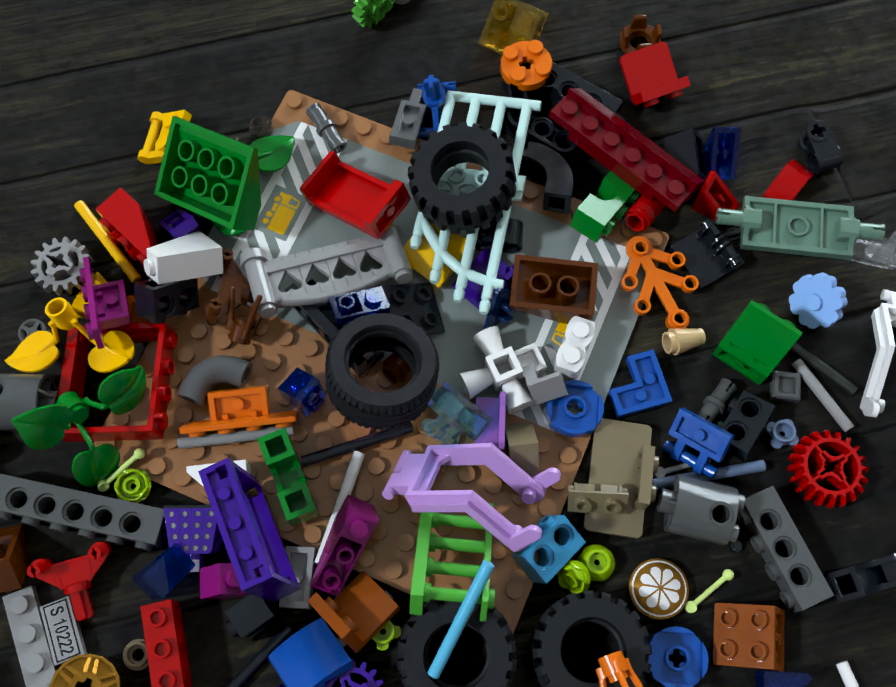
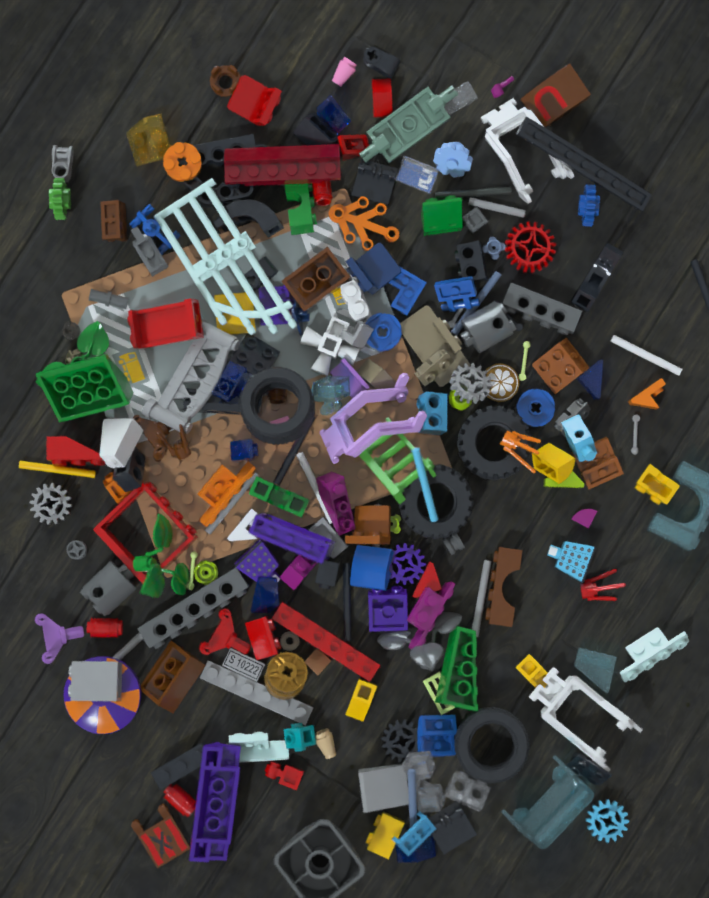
camera: 40 degrees left, 15 degrees up
(39, 349) = (84, 505): yellow plant -> none
(106, 304) = (103, 499): magenta bracket -> none
(111, 621) = (262, 637): none -> red slope
(157, 119) = (27, 377): yellow plate -> none
(178, 224) = (88, 426): dark purple slope -> none
(213, 372) = (188, 484): dark grey cylinder -> none
(406, 66) = (113, 220): none -> reddish brown hinge
(451, 148) = (193, 267): black tyre -> none
(574, 576) = (456, 414): lime plate -> none
(624, 555) = (471, 382): none -> light grey gear
(626, 334) = (373, 269): none -> dark blue bracket
(682, 339) = (402, 244): tan cone -> none
(715, 404) = (448, 263): dark grey pin -> none
(762, 283) = (417, 174): none -> clear panel
(772, 126) = (344, 71): none -> bright pink cone

